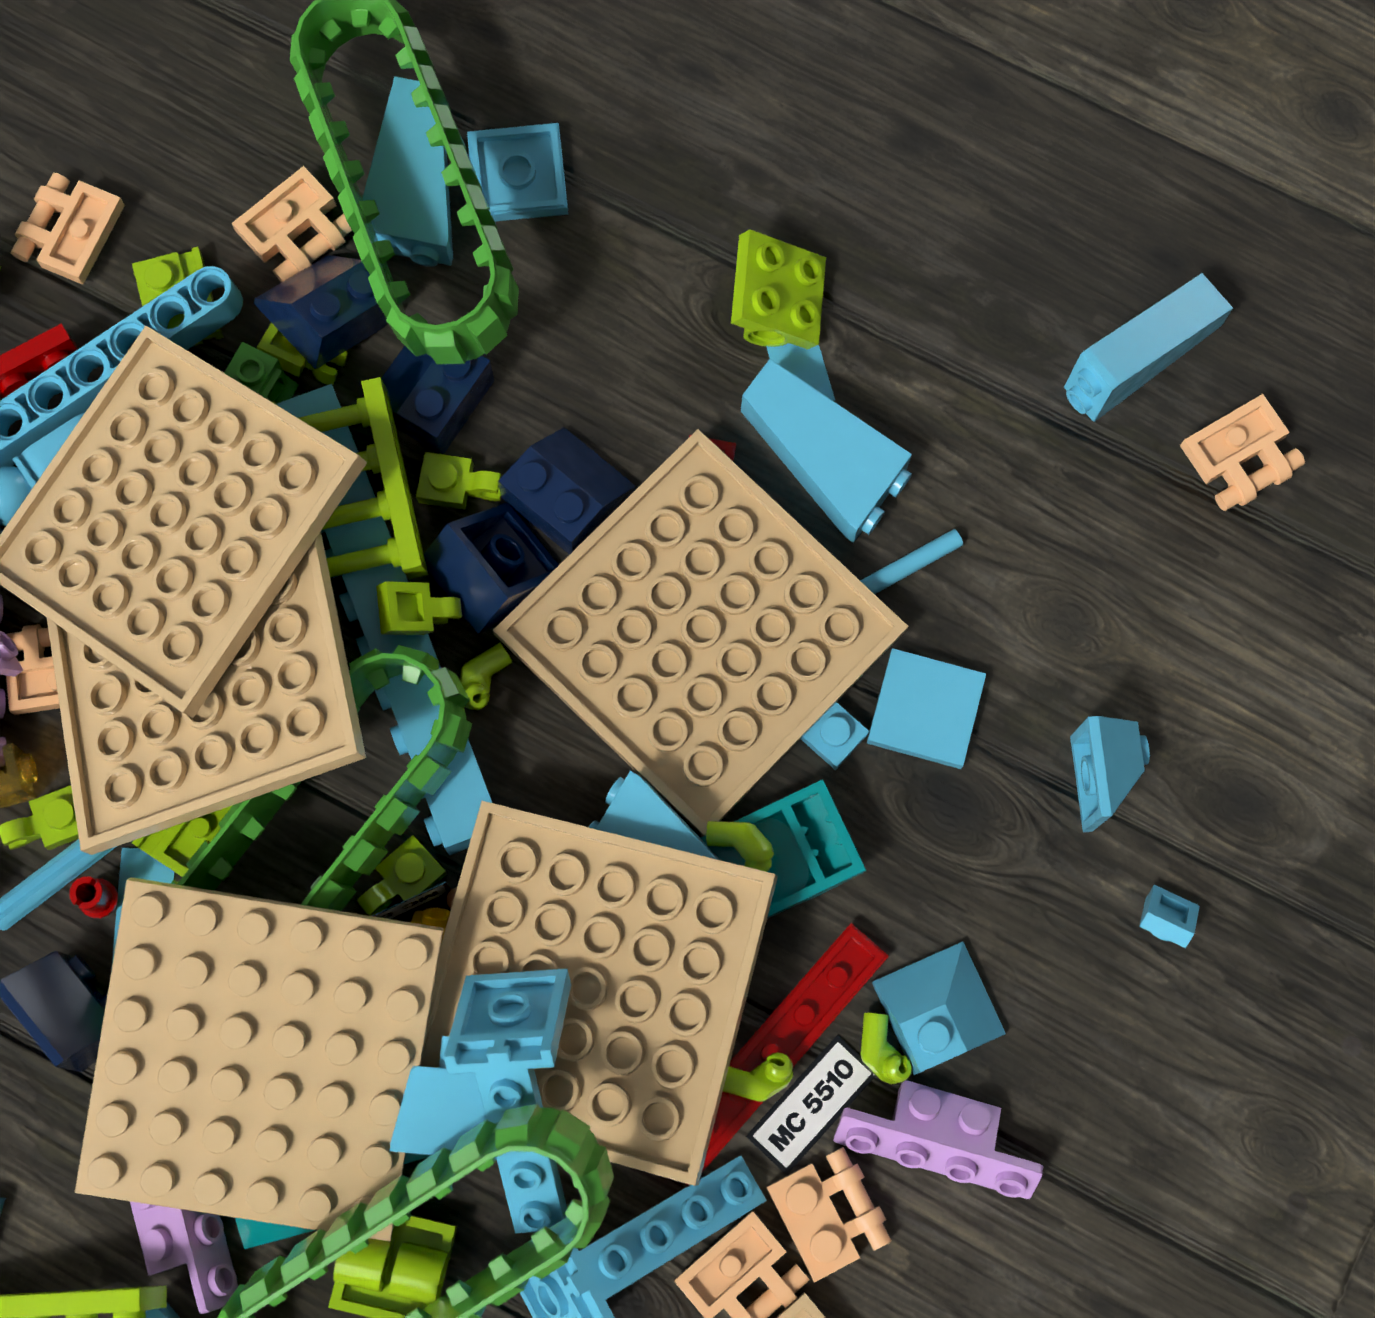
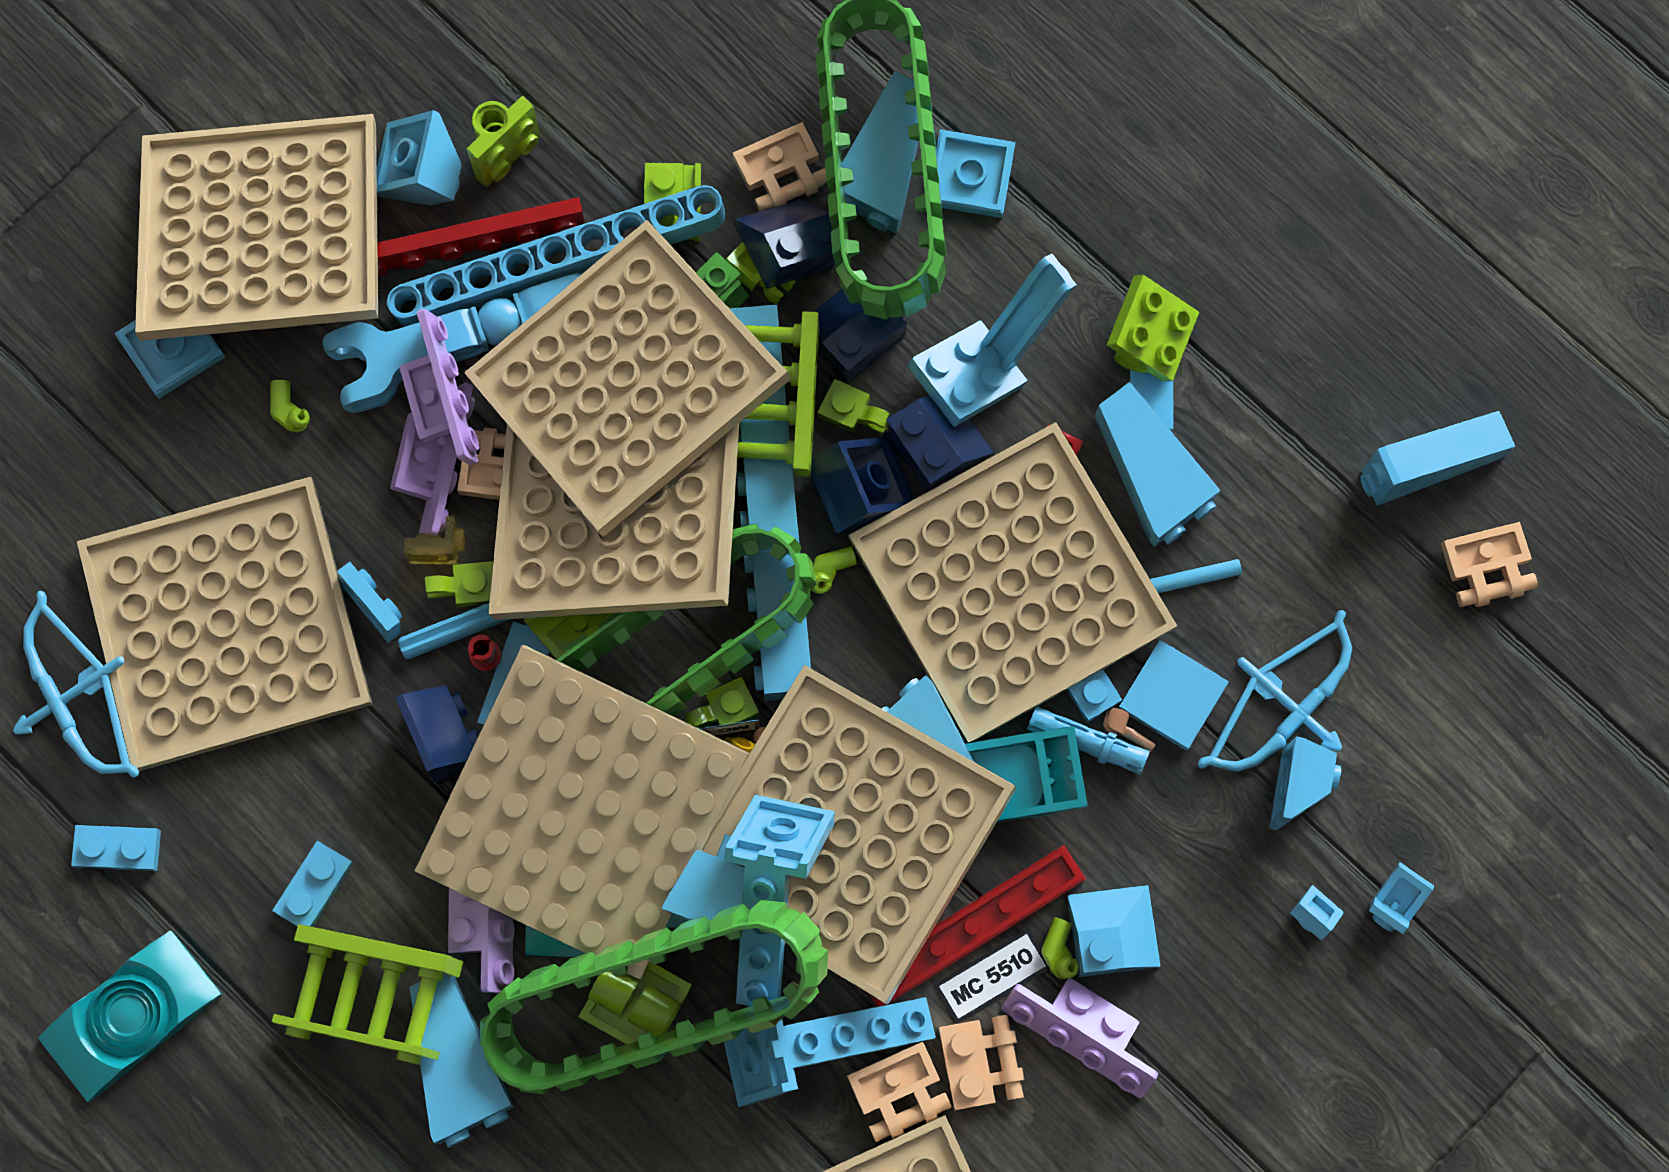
camera: 15 degrees right, 0 degrees up
(78, 233) = (610, 125): light nougat plate -> none
(410, 610) = (790, 502): lime plate -> none
(591, 387) = (979, 363): none -> medium azure bracket
(745, 839) = (1000, 755): lime arm -> none
(763, 1080) = (957, 945): lime arm -> none
(849, 791) = (1093, 742): none -> medium azure pin
(870, 762) = (1116, 722): none -> nougat hand
(1035, 666) = (1270, 687): none -> medium azure piece
(1260, 871) = (1399, 899): none -> medium azure bracket

